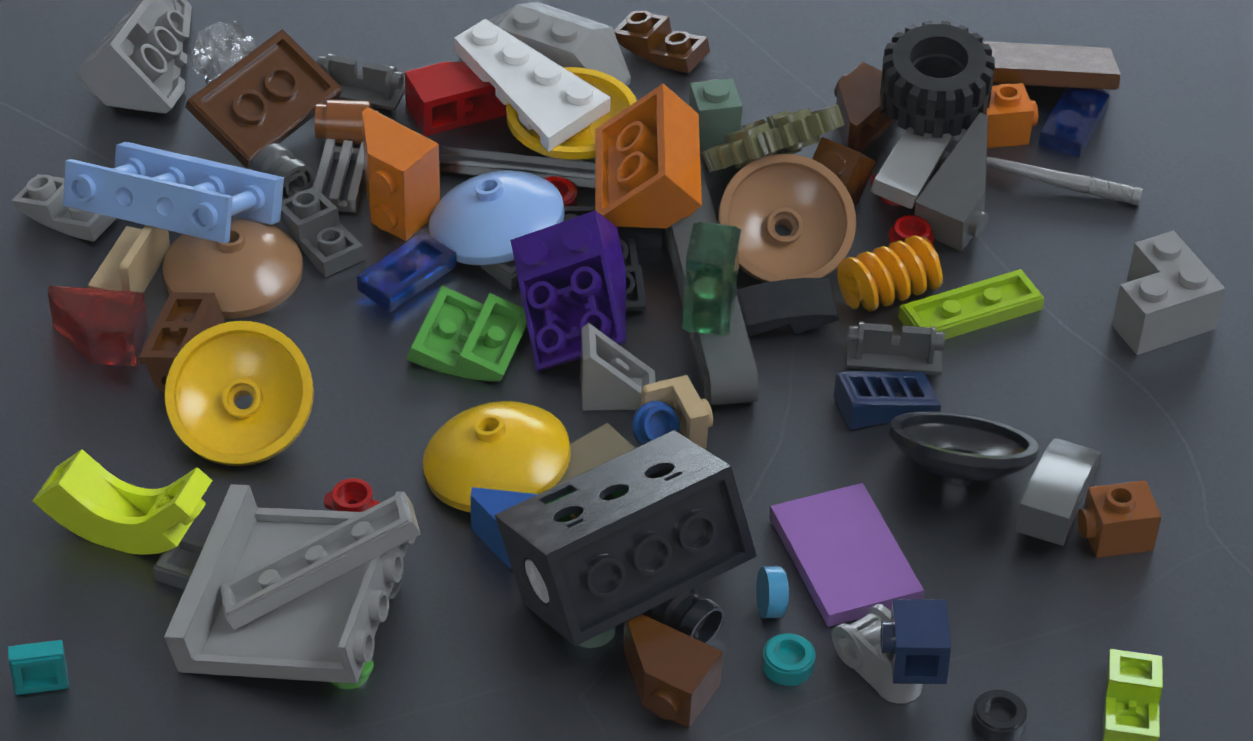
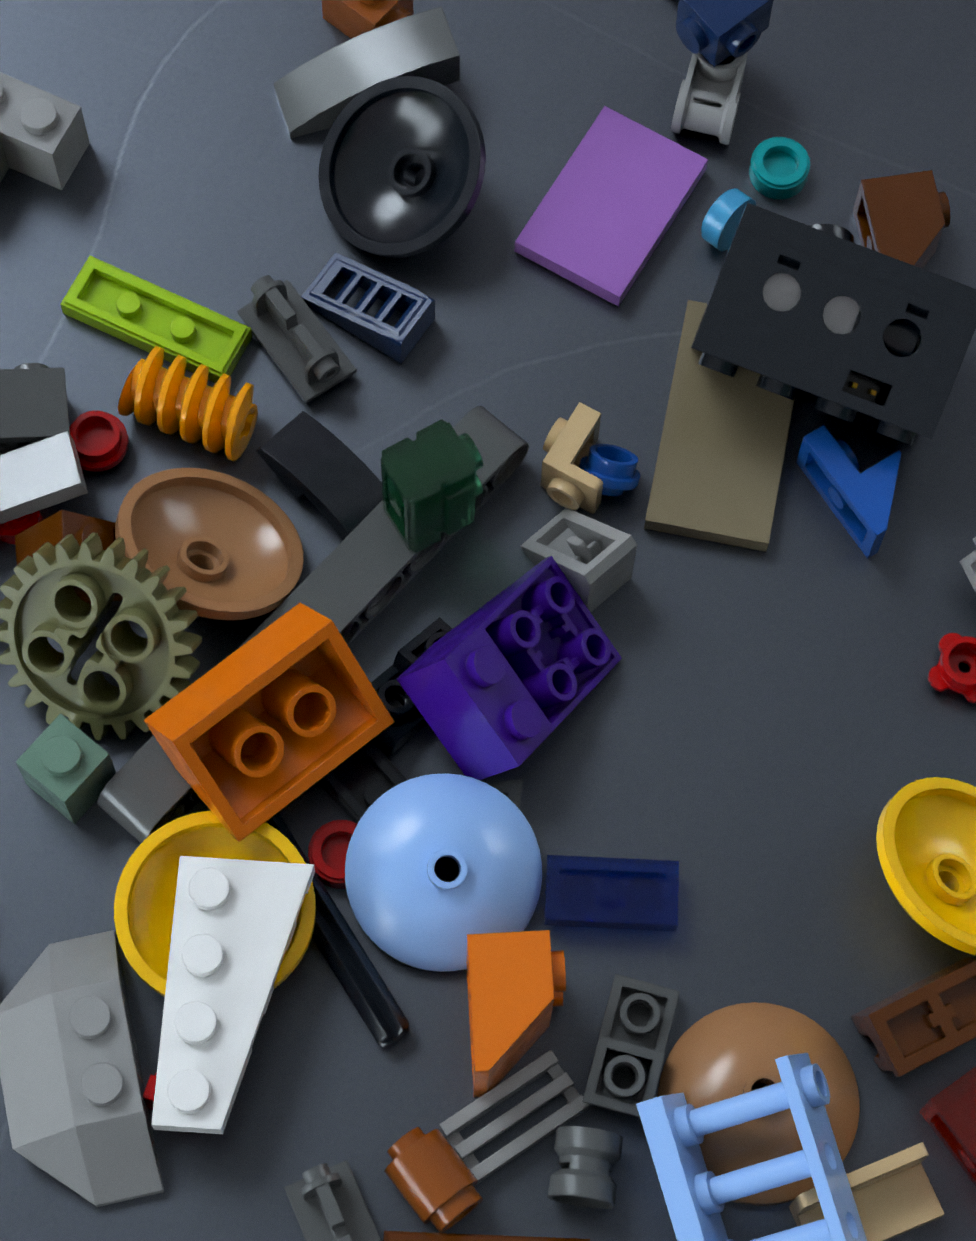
camera: 130 degrees left, 25 degrees up
(449, 97) = (289, 1107): red slope -> none
(468, 336) = (639, 757): bright green slope -> none
(497, 449) = (761, 617): yellow dish -> none

